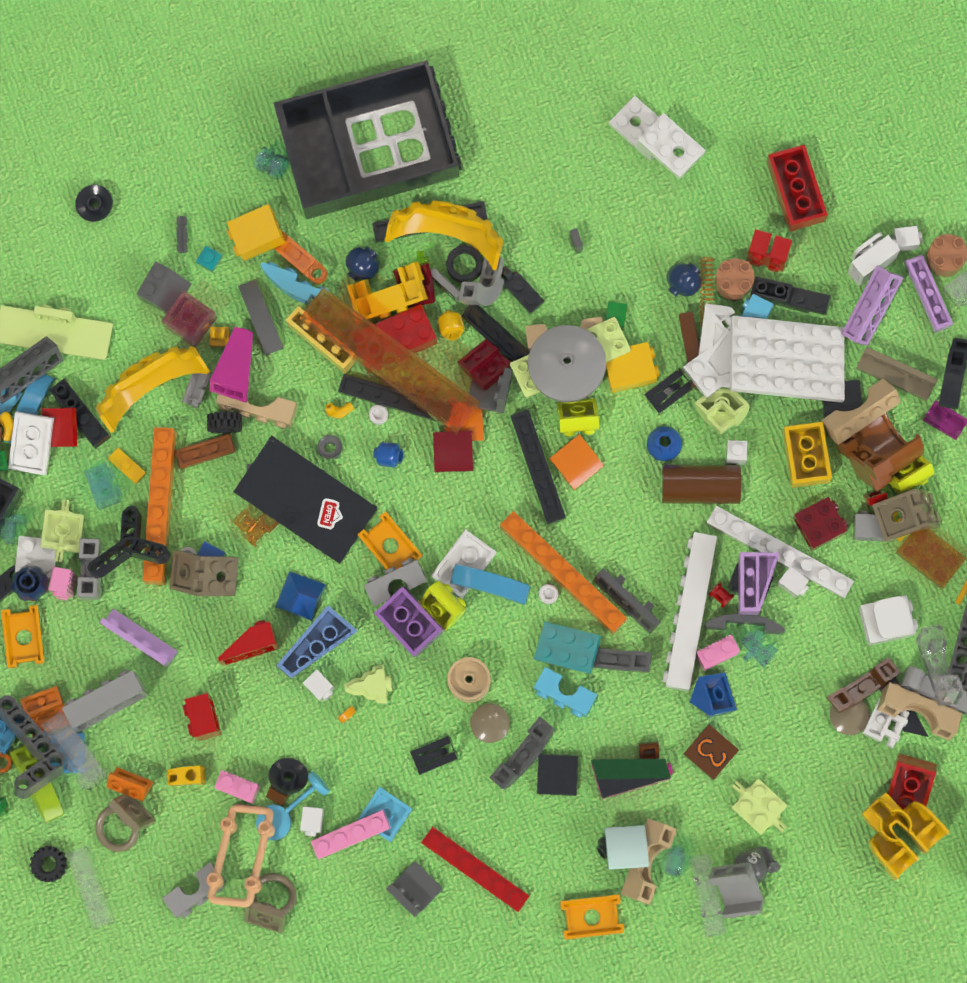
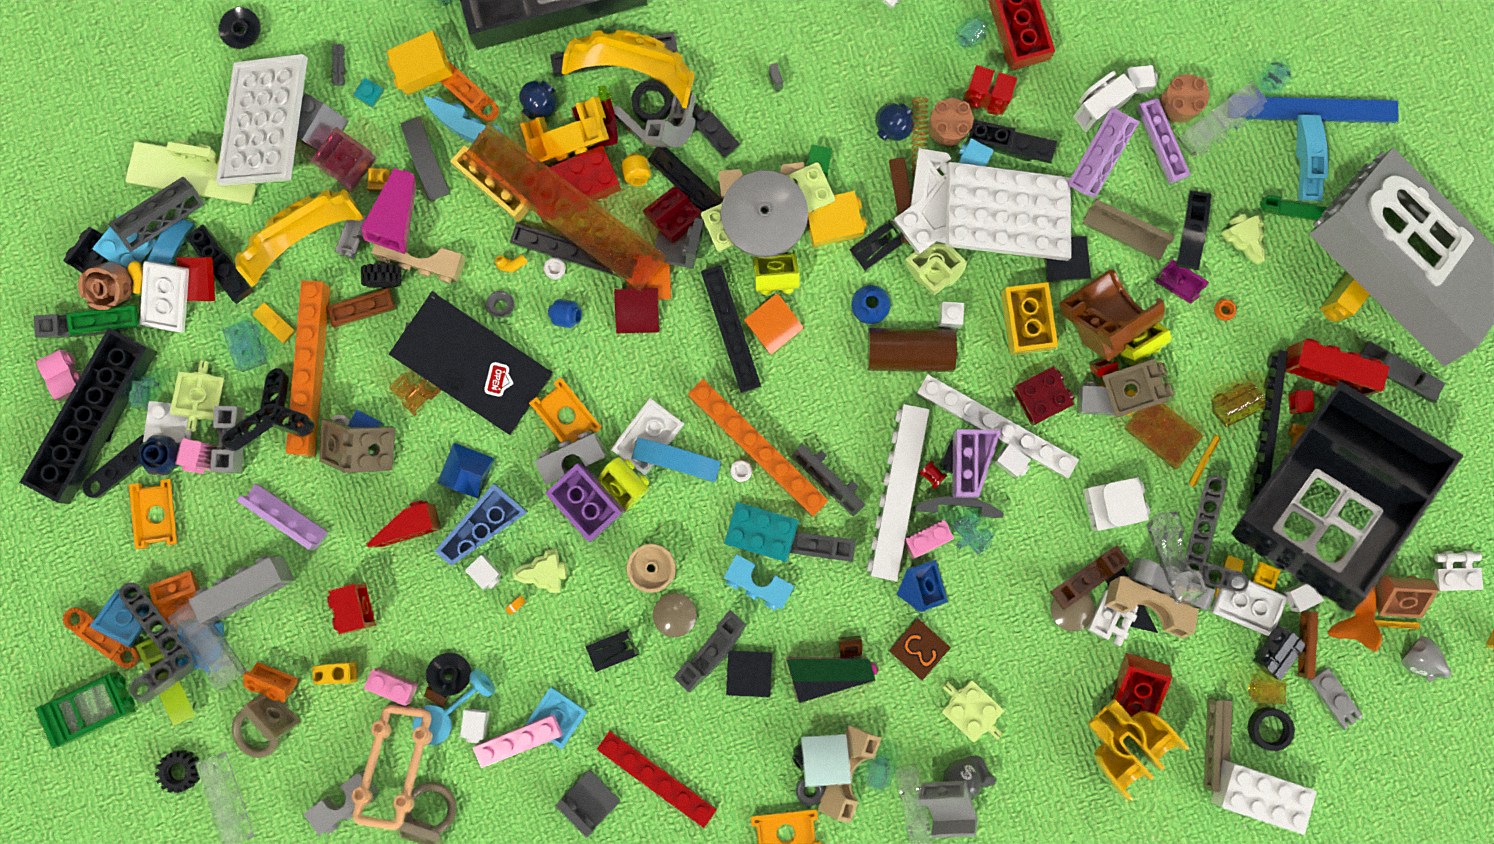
camera: 10 degrees left, 5 degrees up
(117, 286) = (262, 120): none -> white plate
(613, 887) = (805, 799): none -> dark grey piece
(753, 198) = (971, 32): none -> clear light blue head
(844, 424) = (1071, 285): tan arch -> none

